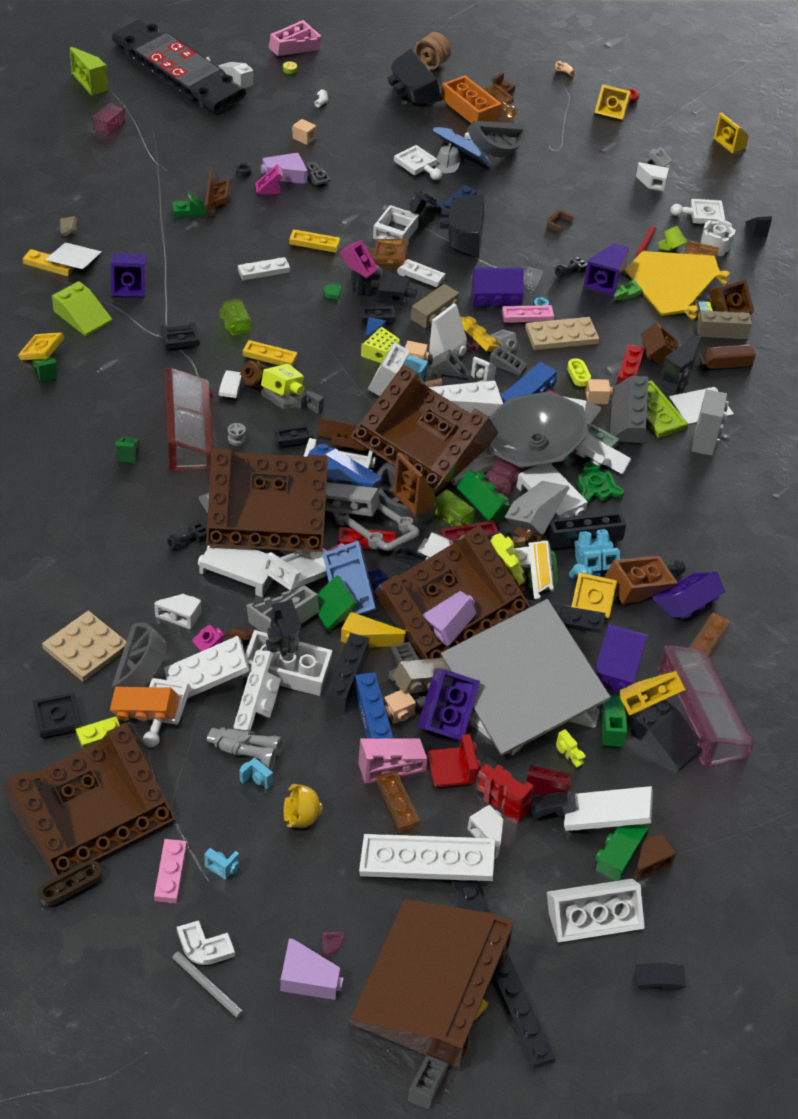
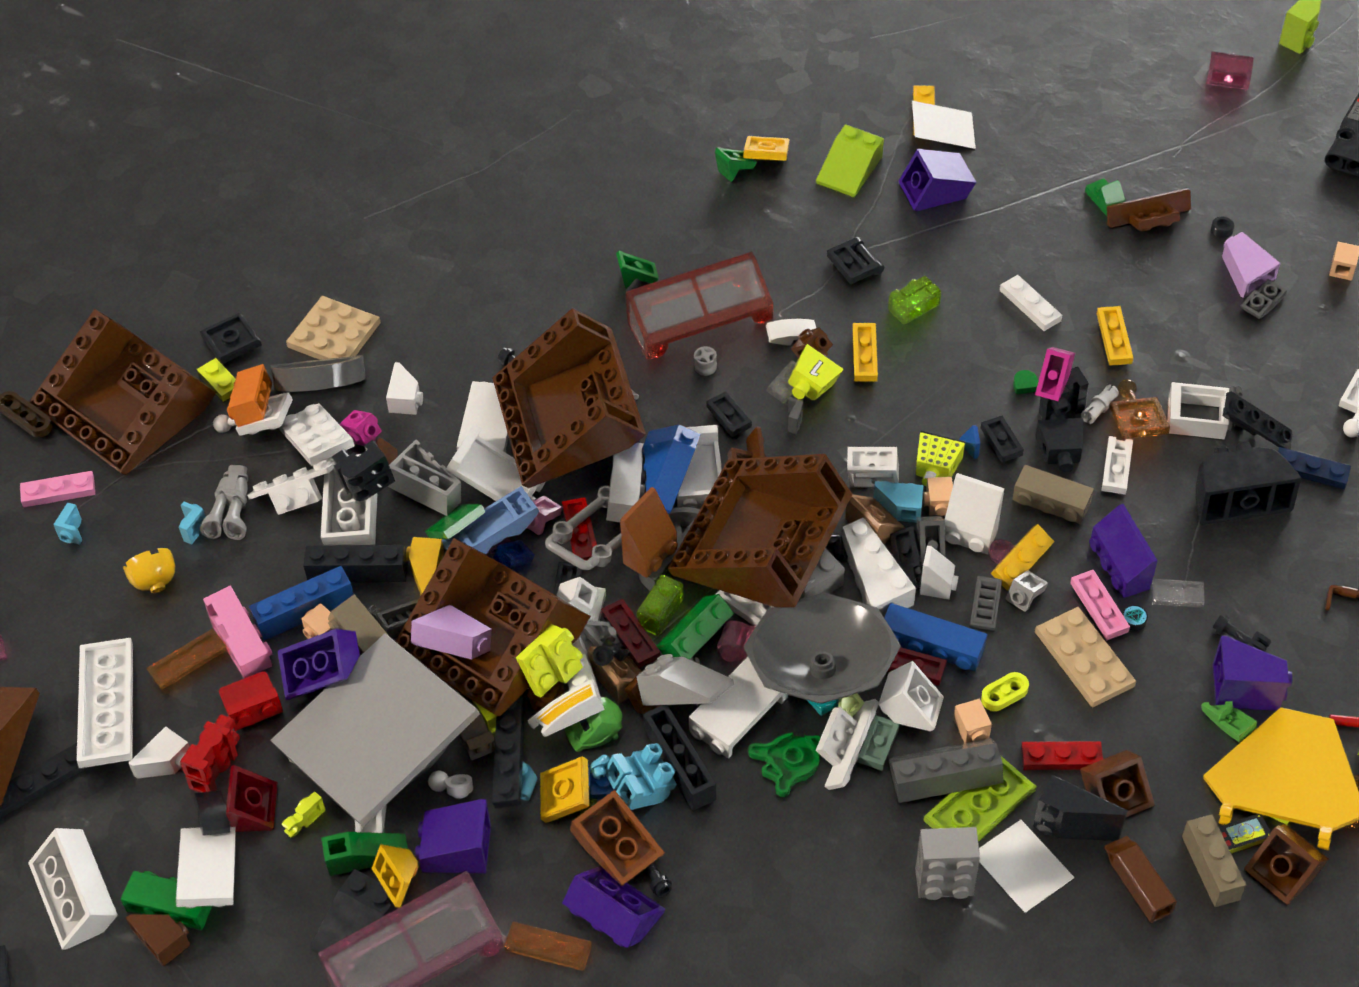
camera: 80 degrees right, 5 degrees up
(68, 225) = (995, 102): dark tan piece -> none
(269, 182) = (1206, 259): dark pink slope -> none

